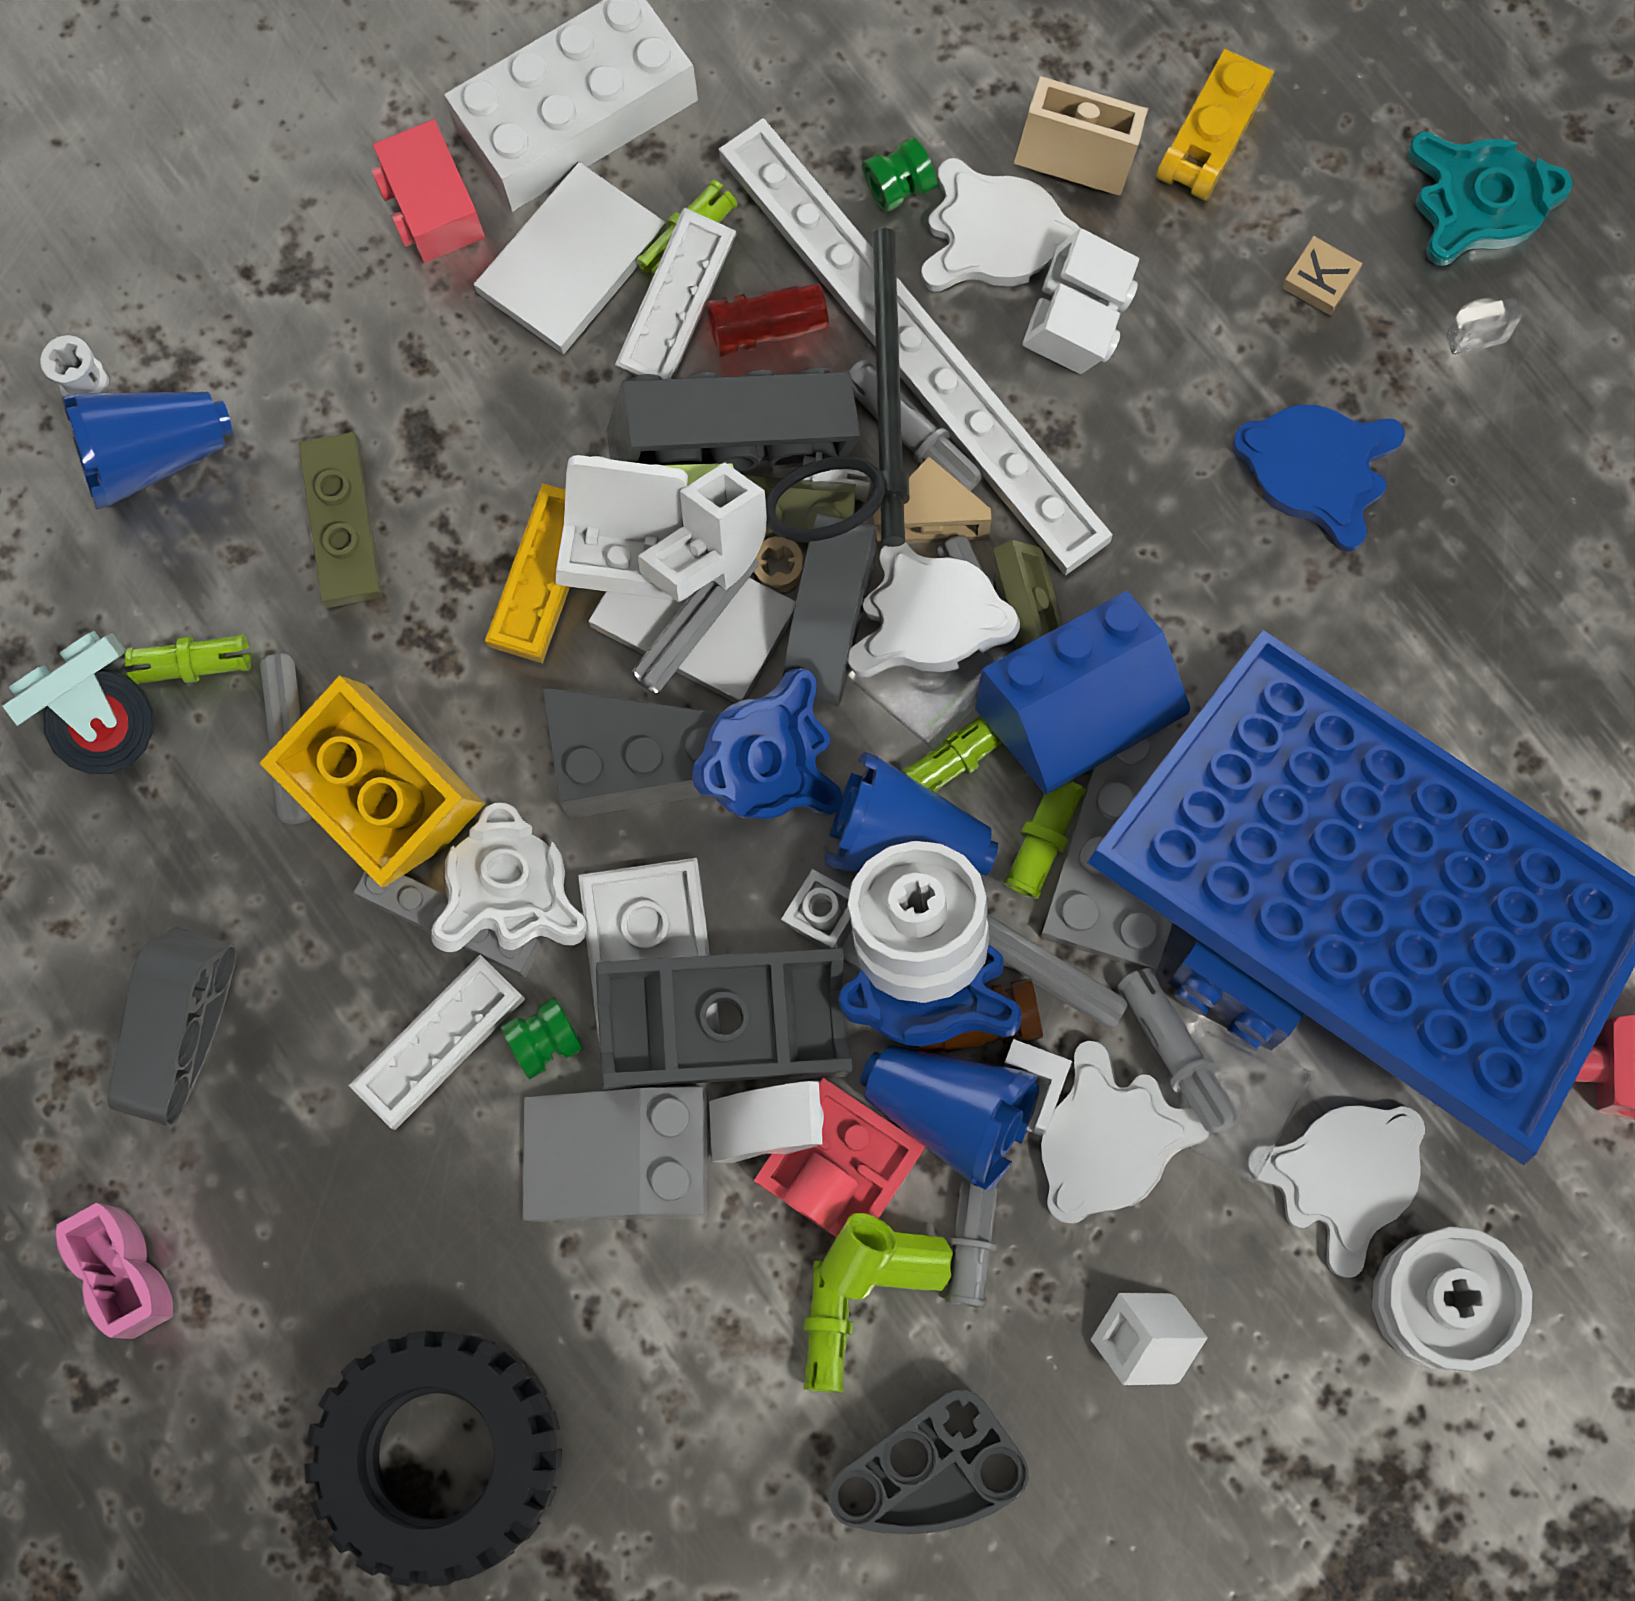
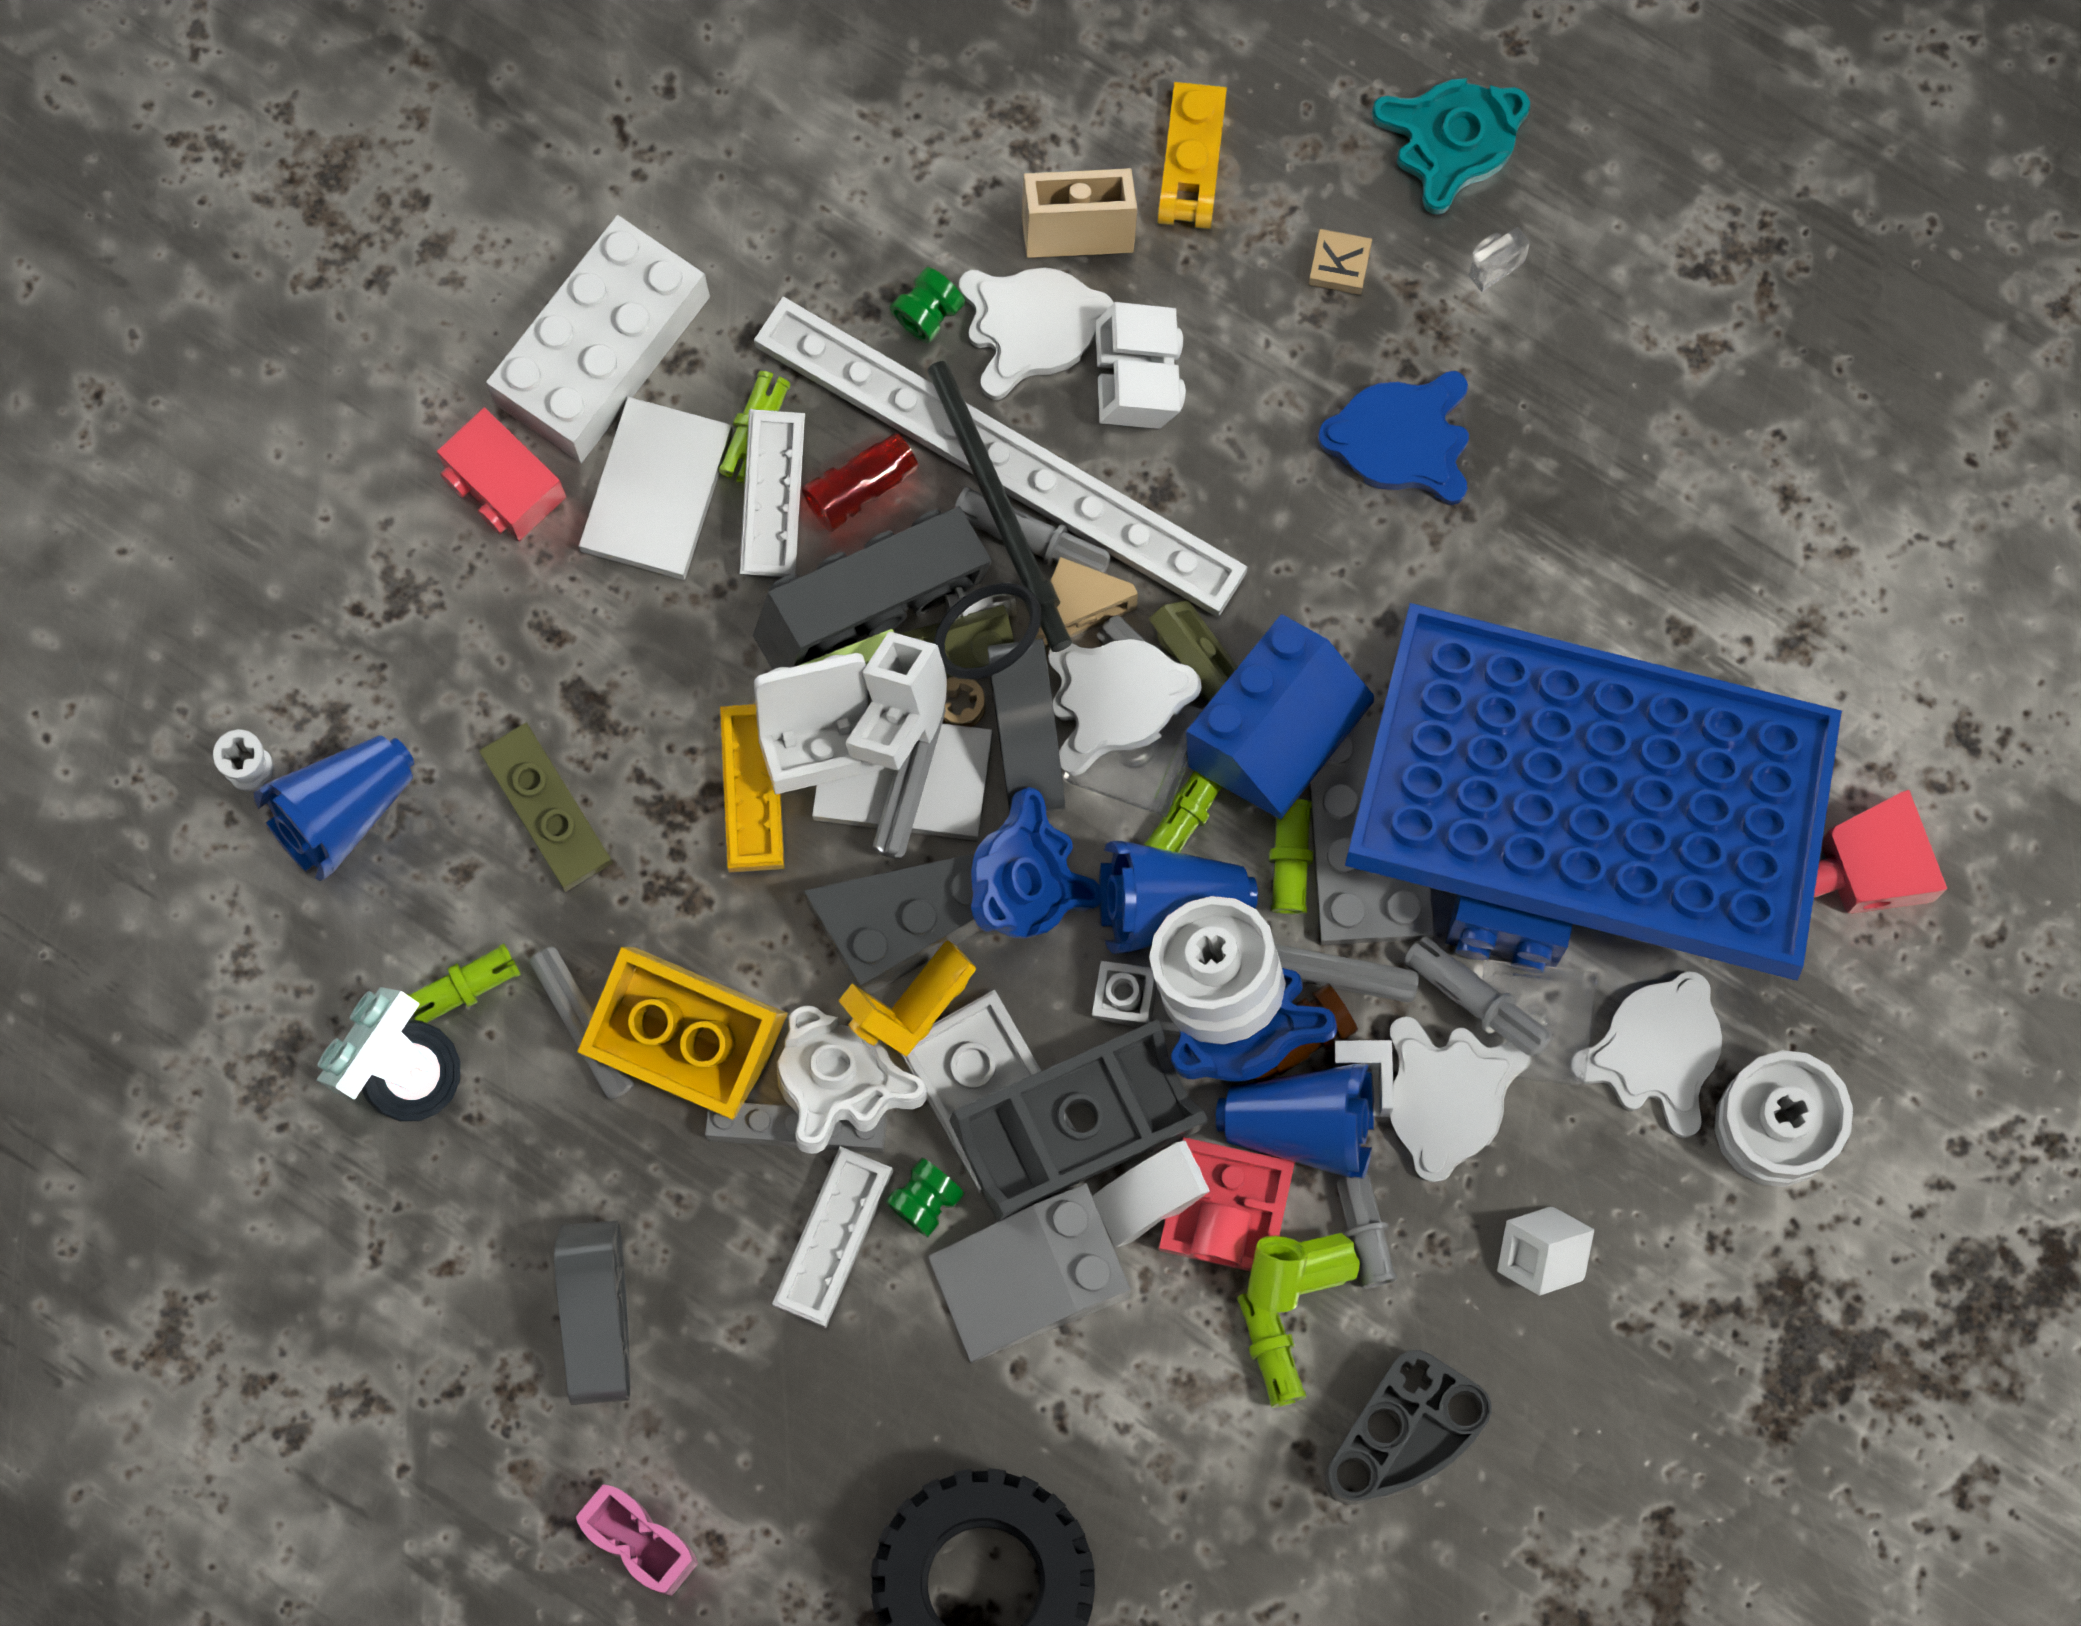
camera: 25 degrees left, 0 degrees up
(601, 855) = (917, 1008): none -> yellow bracket

